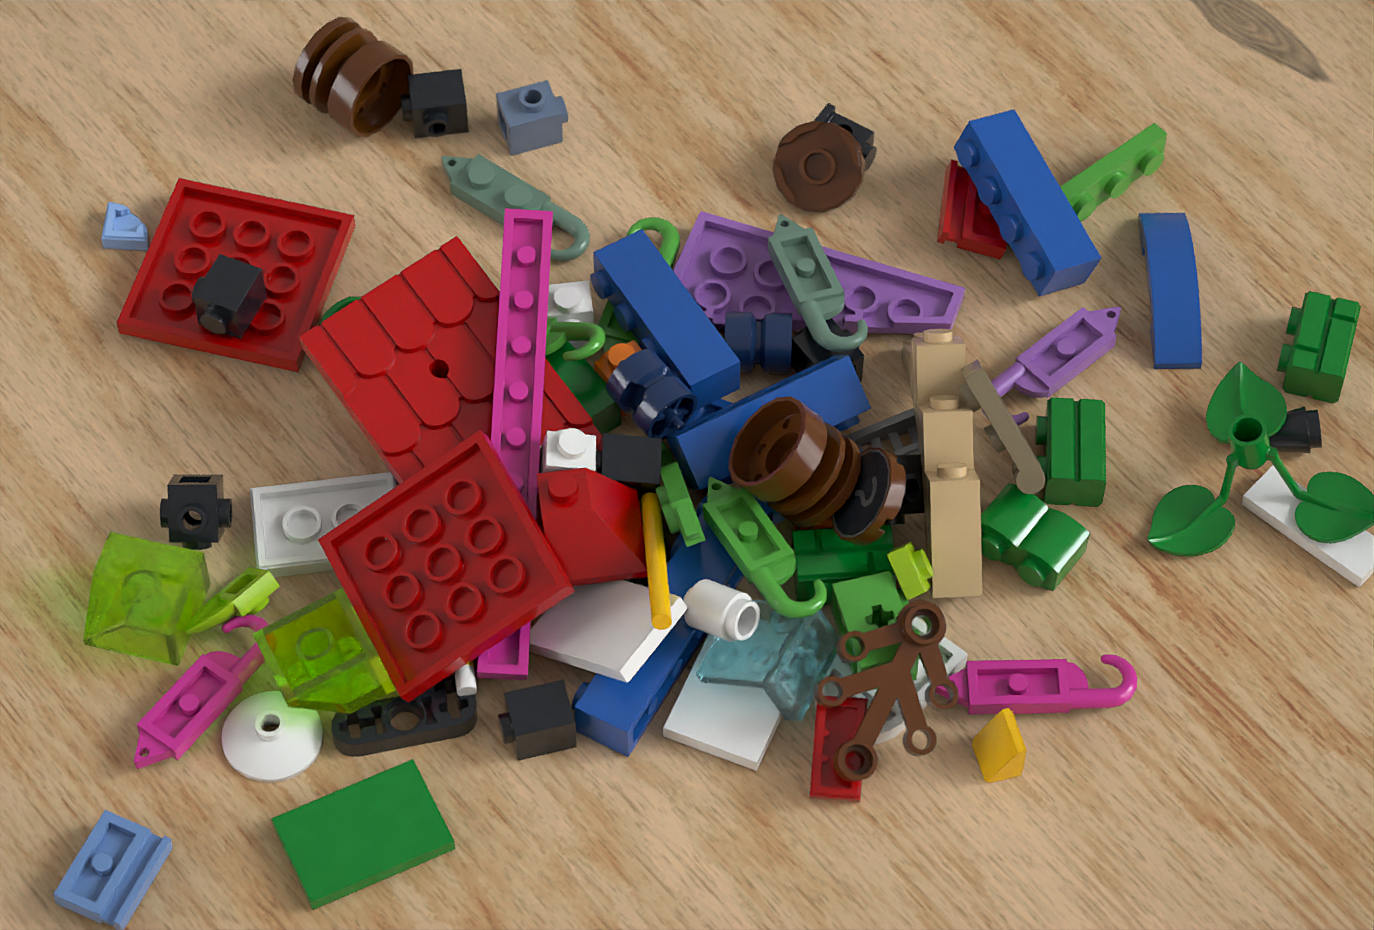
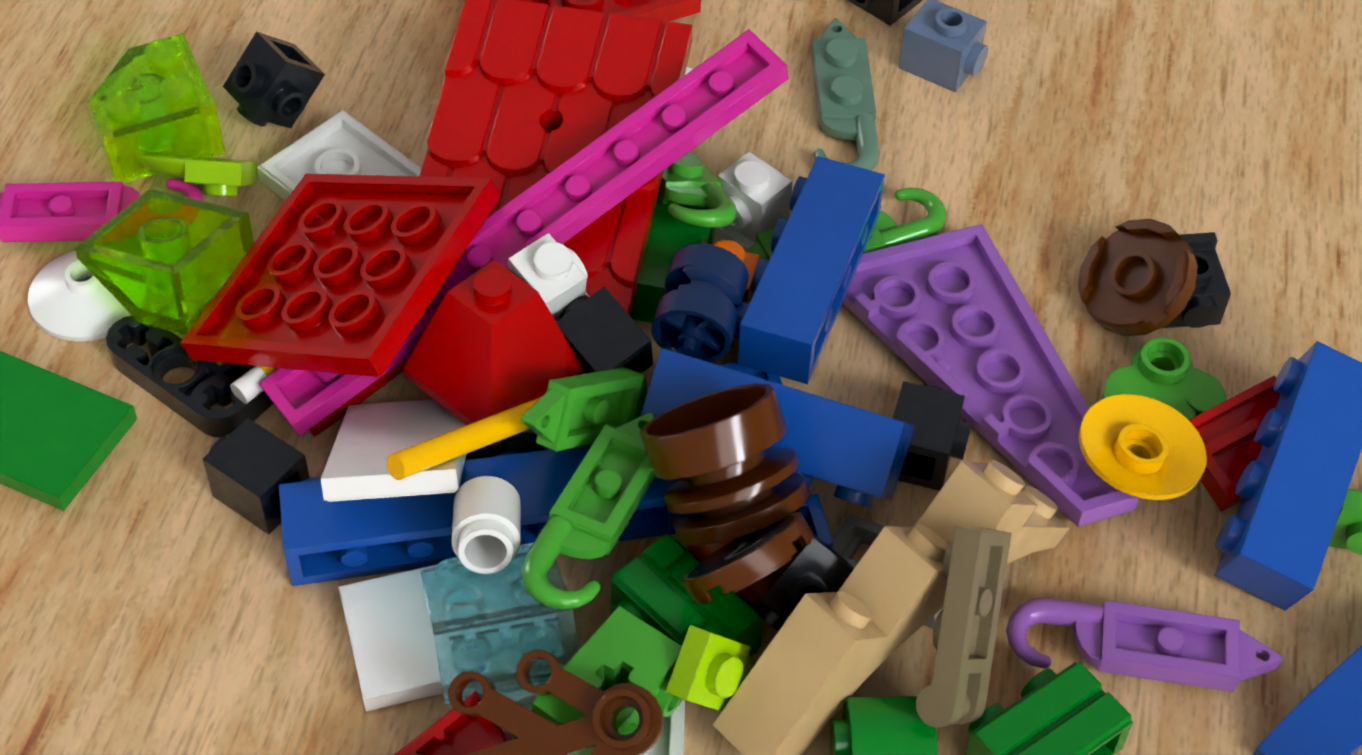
camera: 50 degrees right, 5 degrees down
(760, 342) = (874, 360): dark blue wheel -> none
(811, 283) = (982, 354): sand green plate -> none
(902, 223) = (1166, 373): none -> bright green plate
(945, 259) = (1142, 447): none -> yellow dish

